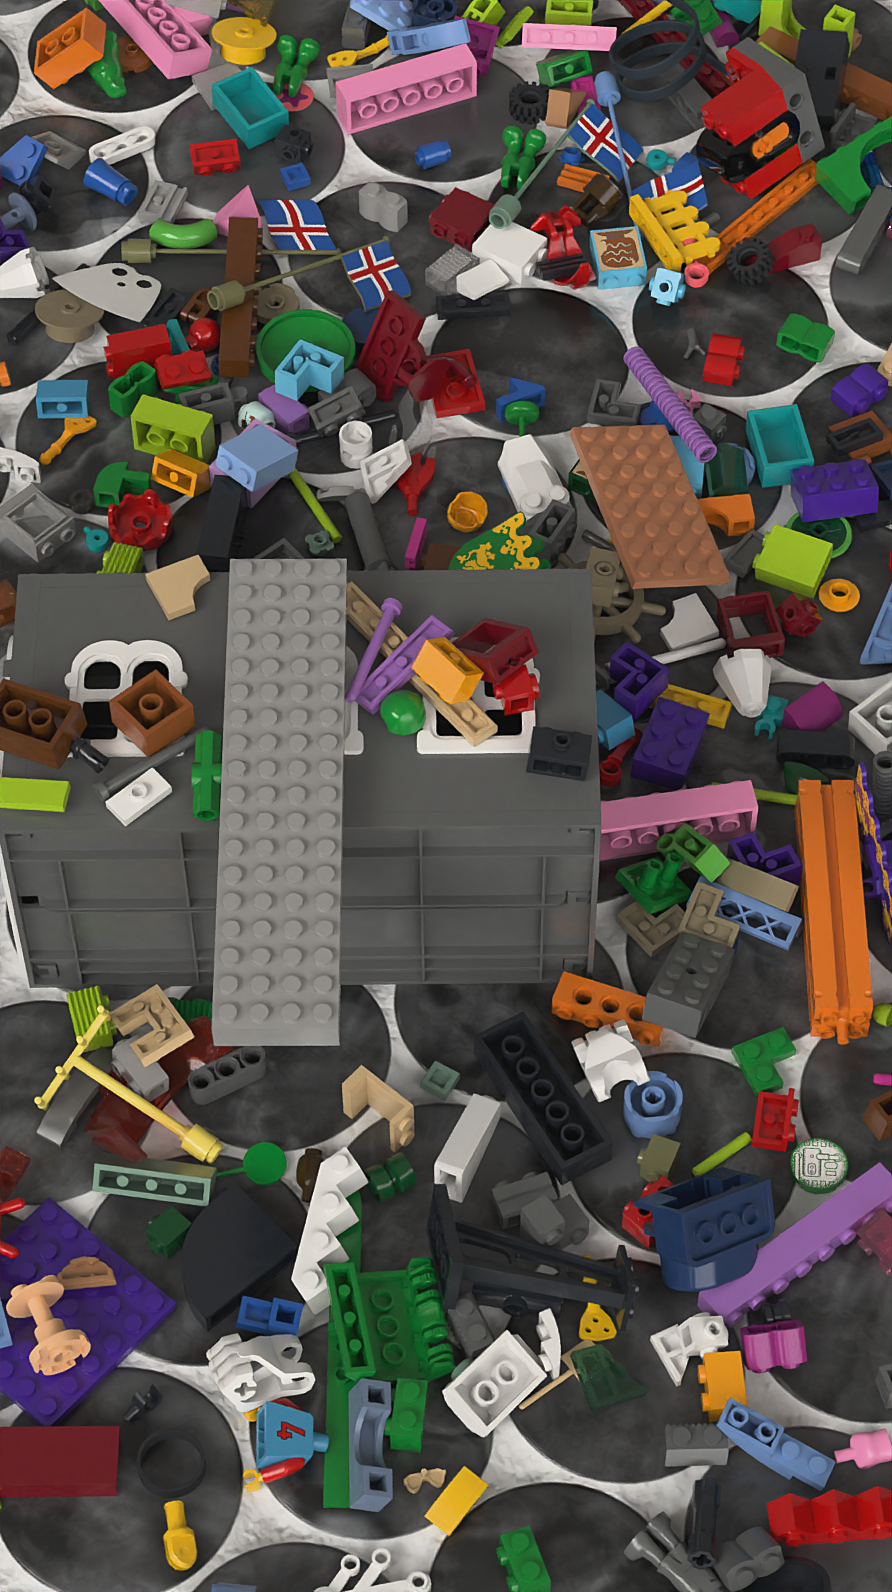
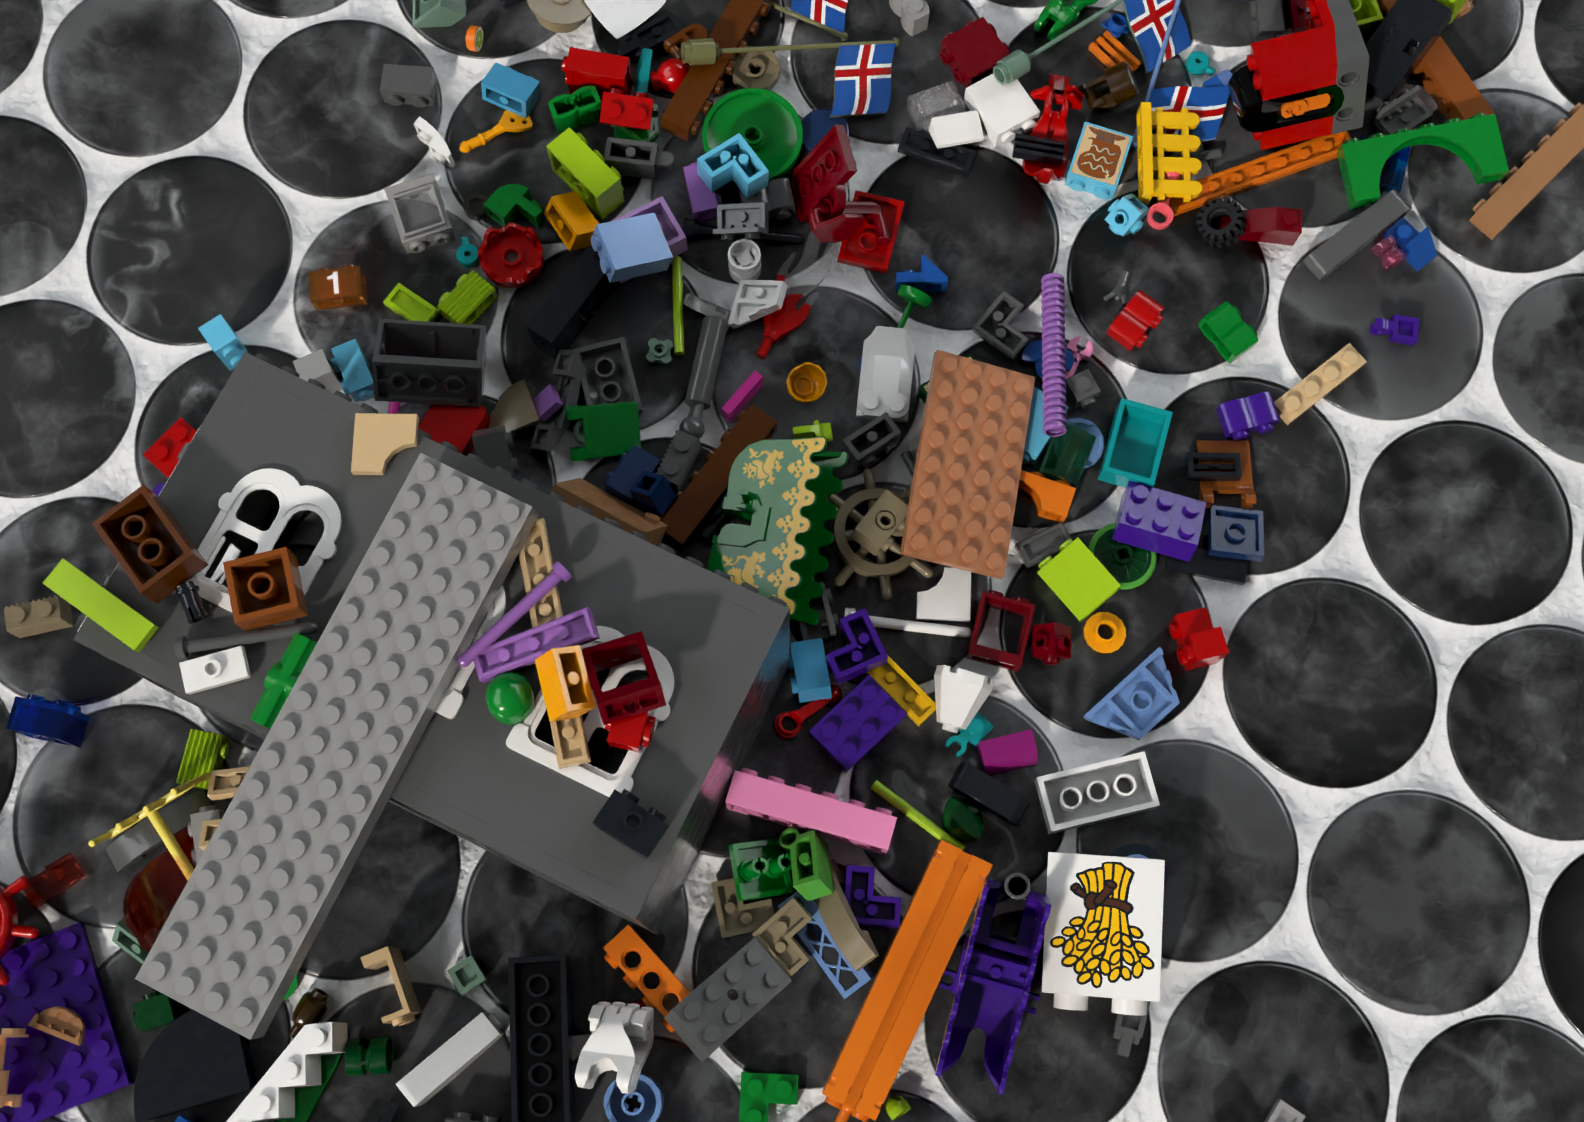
camera: 25 degrees right, 20 degrees up
(255, 410) = (673, 189): light aqua head -> none

